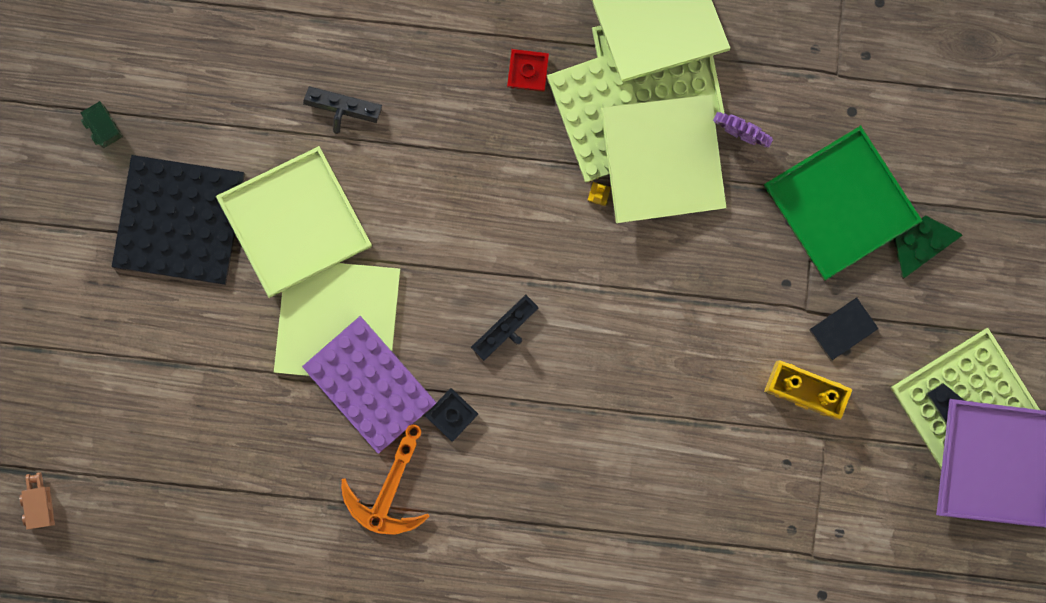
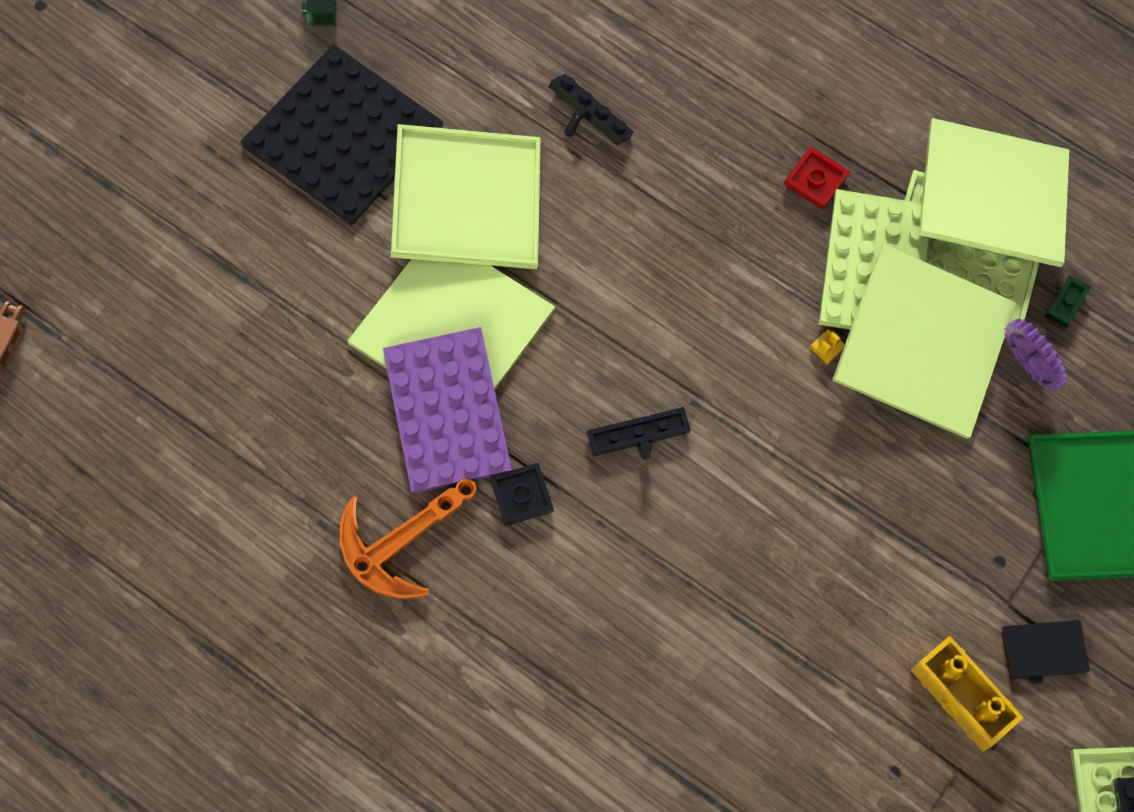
camera: 30 degrees right, 15 degrees down
(745, 69) = (1068, 301): none -> dark green plate

